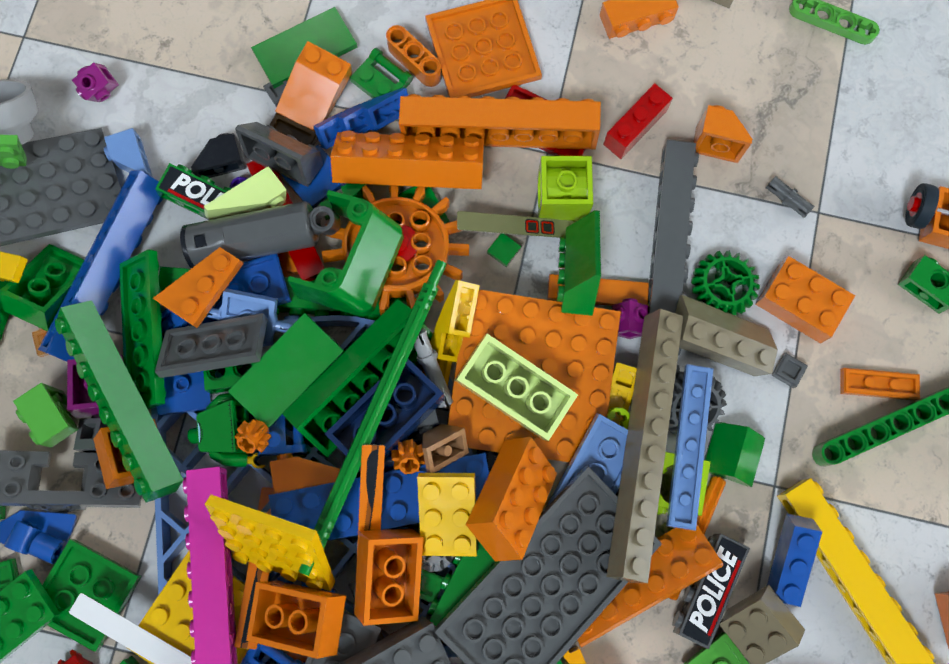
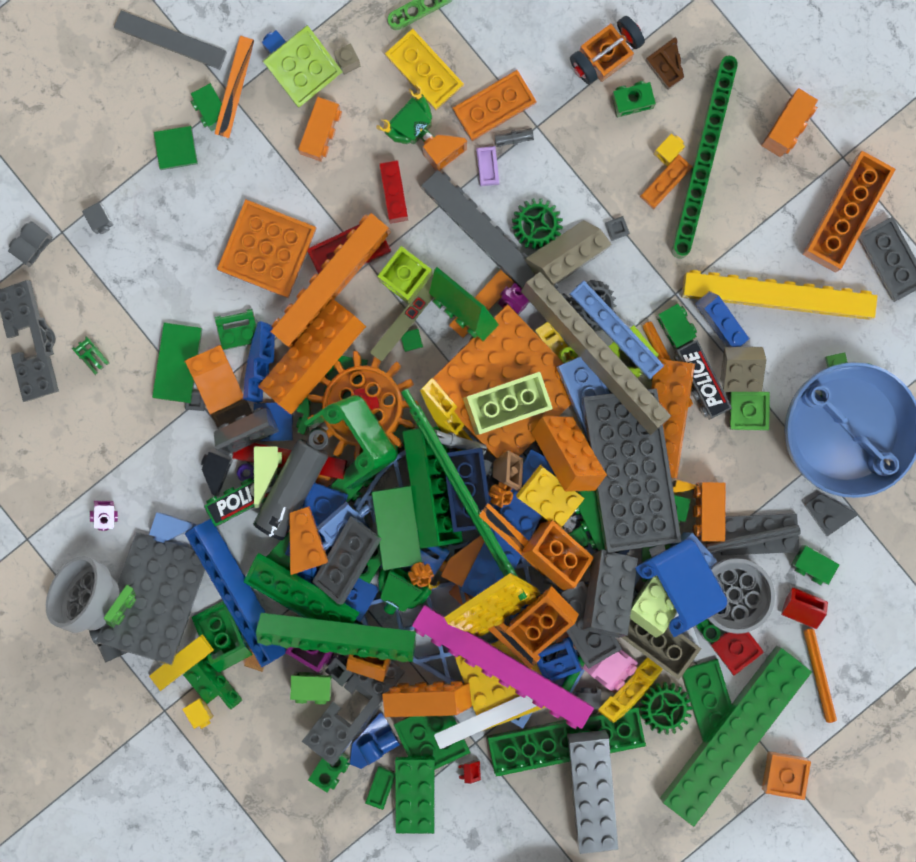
camera: 50 degrees left, 10 degrees up
(116, 555) = (426, 699): none -> orange brick
(411, 46) = (230, 295): orange beam -> none
(719, 84) = (411, 121): none -> green torso
(734, 452) = (639, 302): green slope -> none
(739, 193) = (487, 166): none -> lavender tile
(744, 514) = (676, 326): none -> green brick
(779, 64) = (424, 68): none -> yellow plate
(803, 156) = (494, 105): none -> orange tile
(805, 300) = (583, 184): orange brick -> none
(916, 360) = (669, 149): none -> yellow brick

